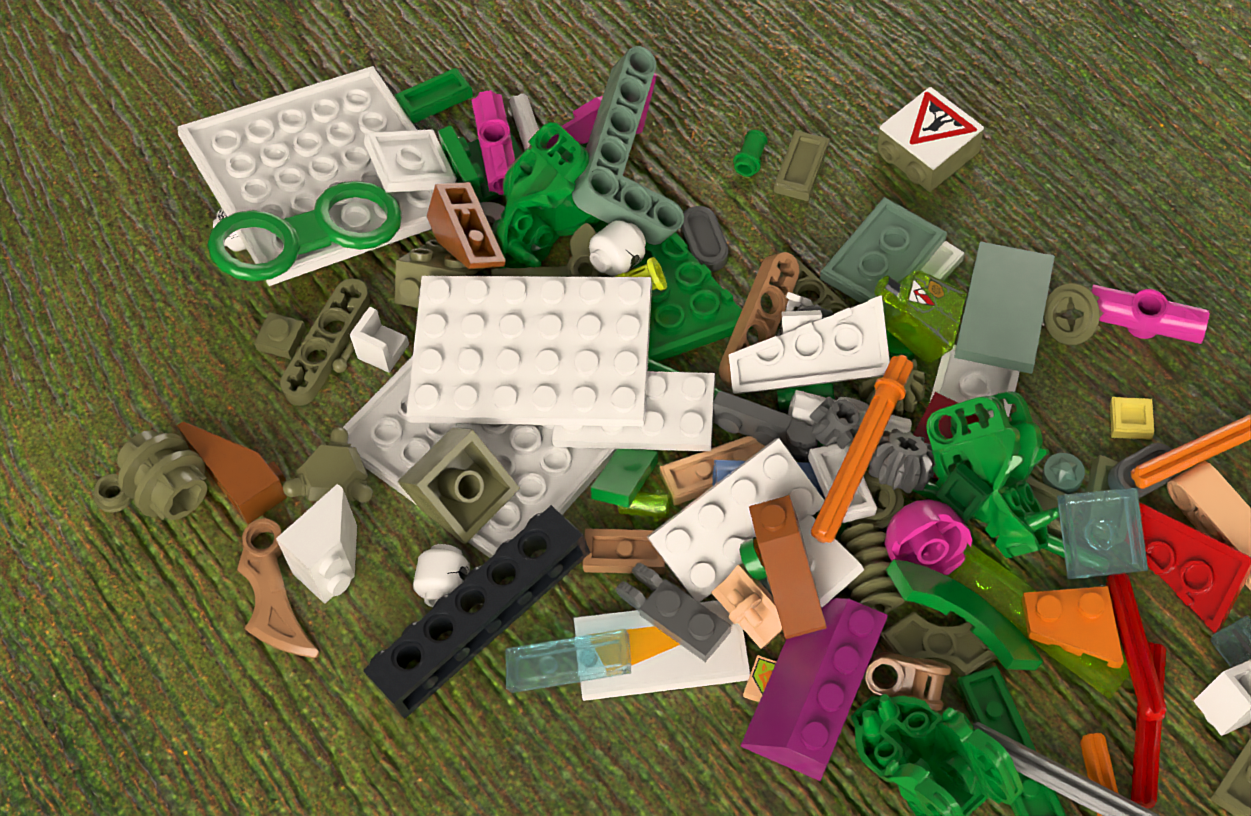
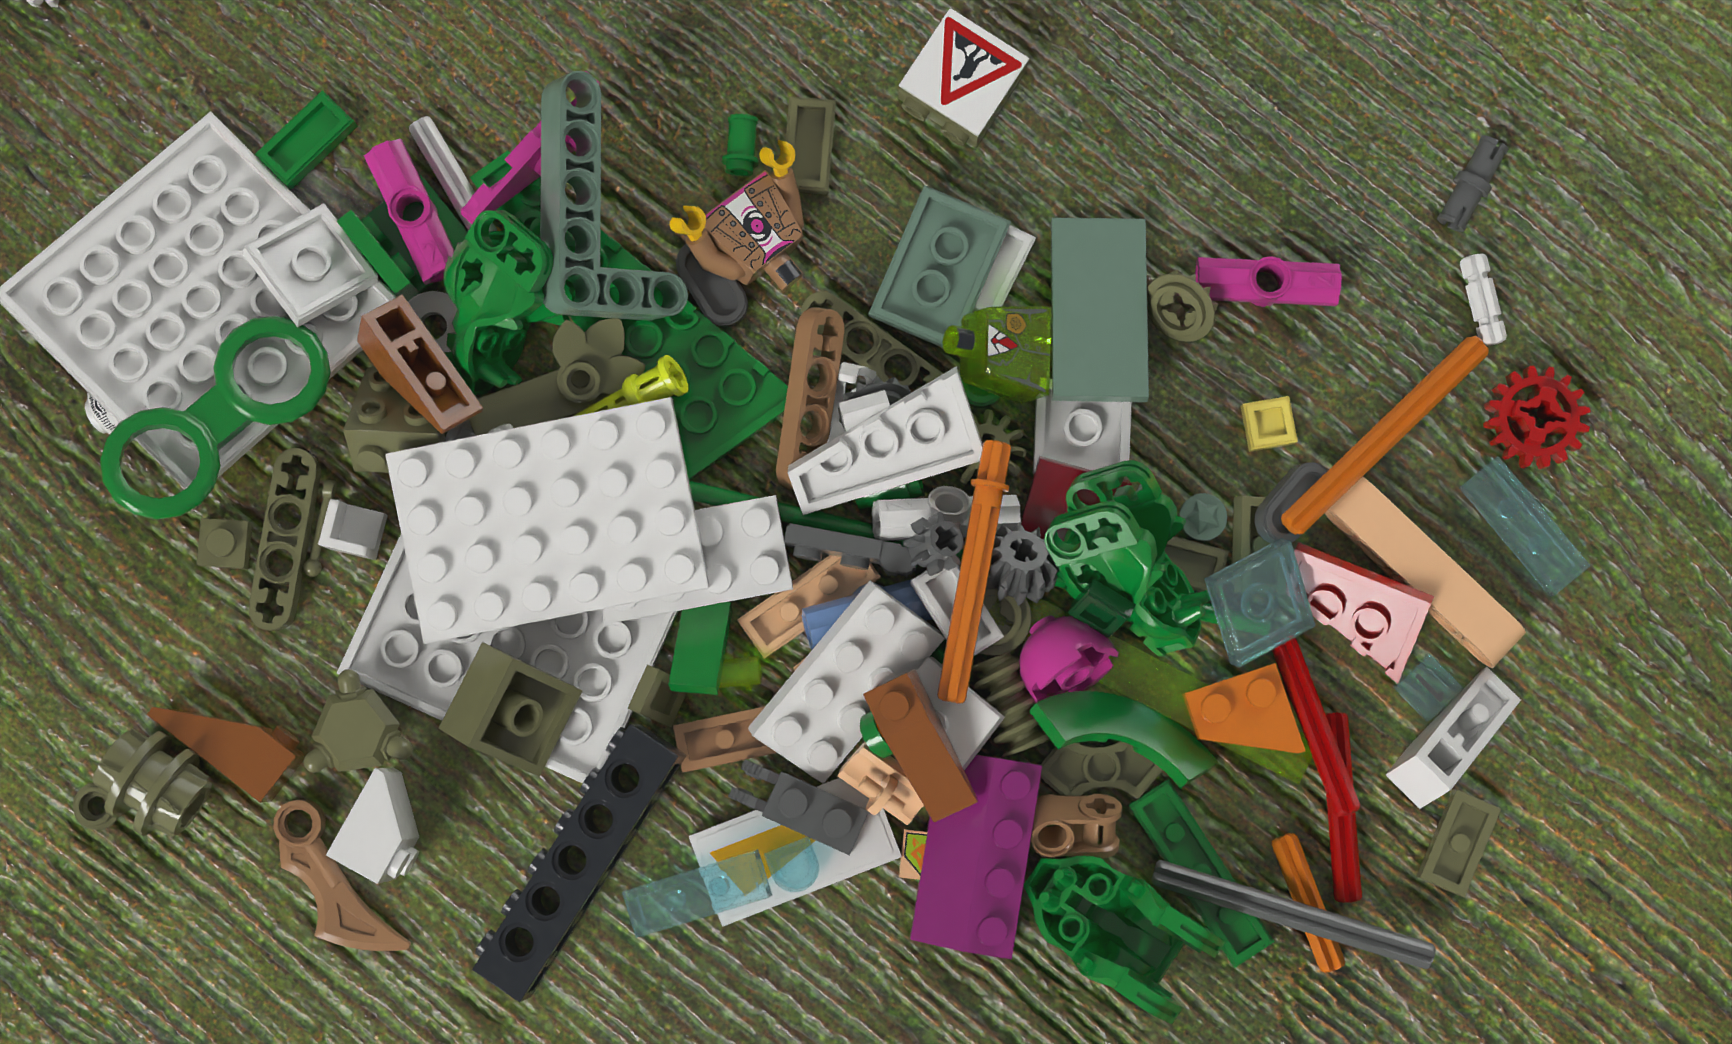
camera: 20 degrees left, 25 degrees up
(439, 572) = (522, 822): white head -> none
(578, 506) = (655, 698): none -> olive plate
(617, 248) = (615, 353): white head -> none
(656, 656) = (793, 865): none -> clear light blue tile
(742, 200) = (751, 227): none -> torso

